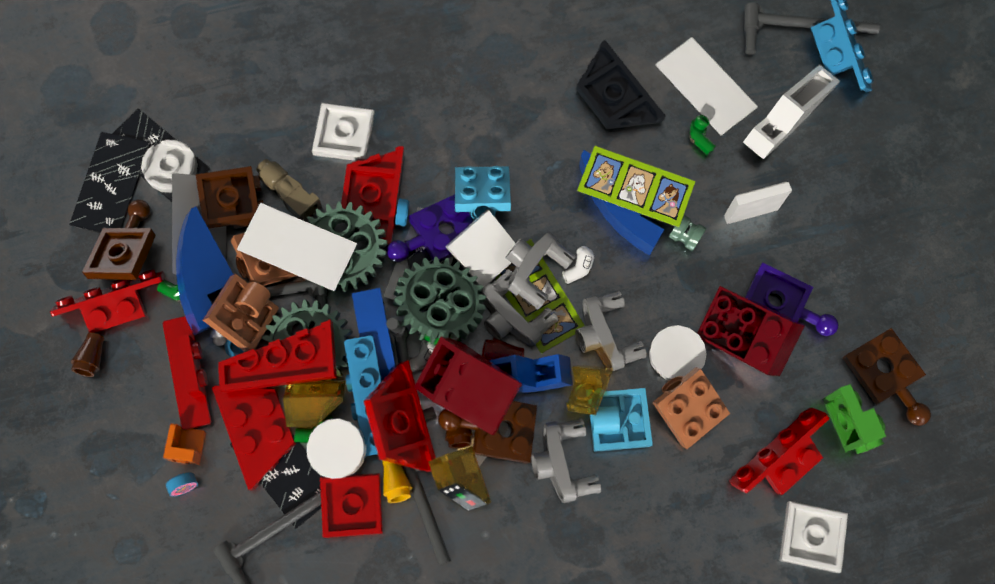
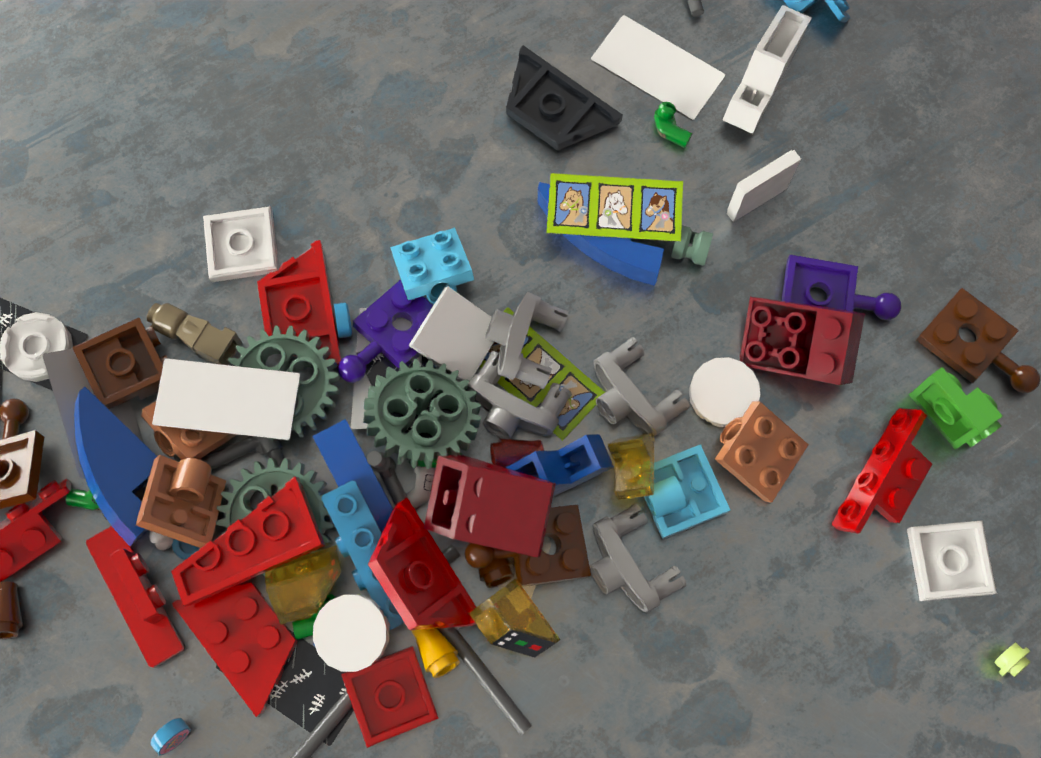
camera: 15 degrees left, 0 degrees up
(184, 445) = (159, 686): orange panel -> none
(583, 265) = (580, 321): white arm -> none

